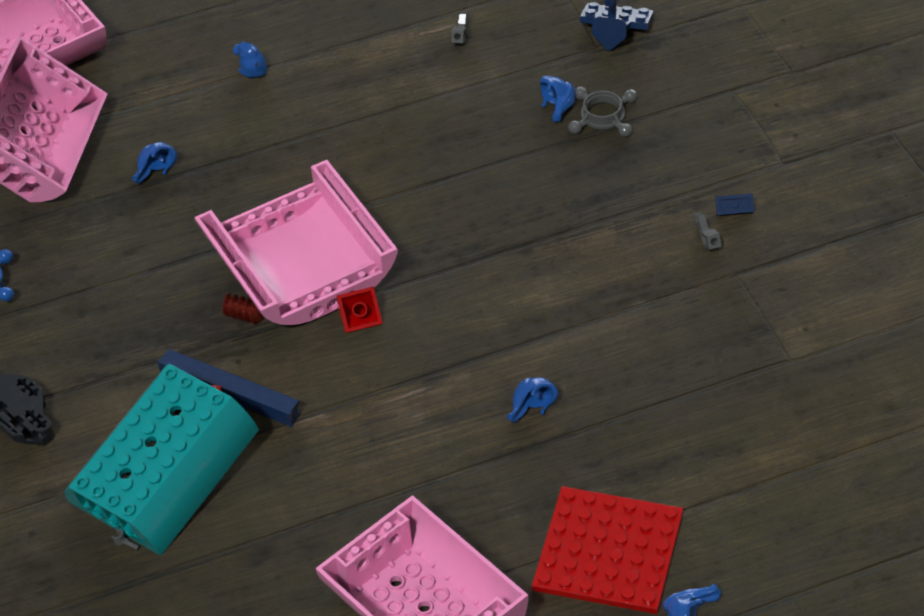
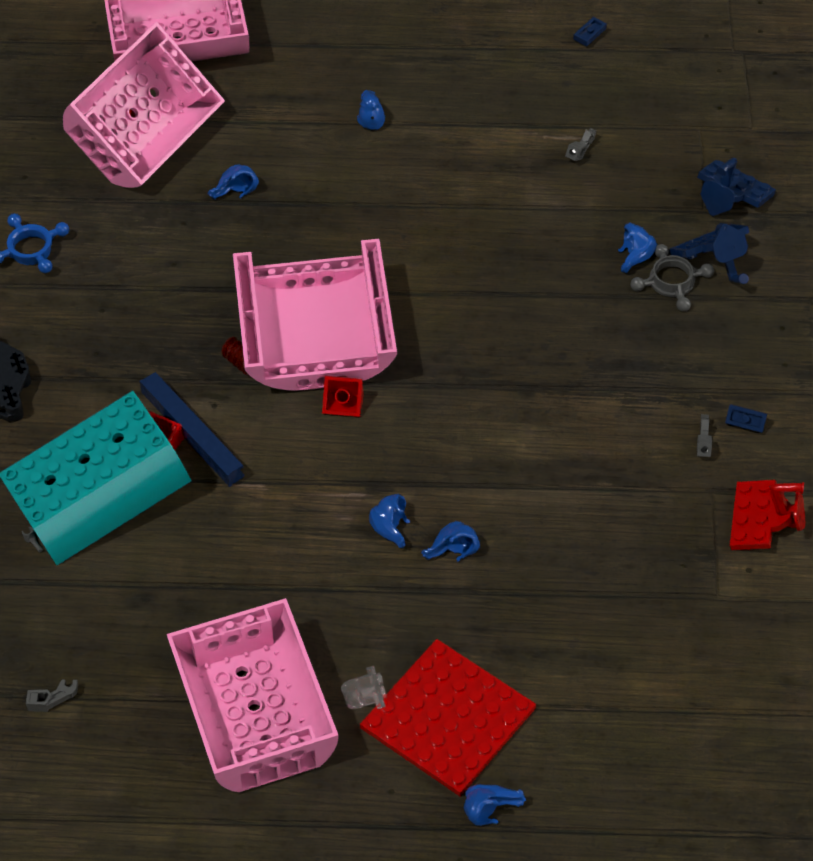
camera: 20 degrees right, 5 degrees up
(457, 399) = (386, 517): none -> blue piece
(522, 553) = (365, 690): none -> clear pin
(640, 60) = (726, 243): none -> dark blue plate
(793, 277) = (763, 509): none -> red plate

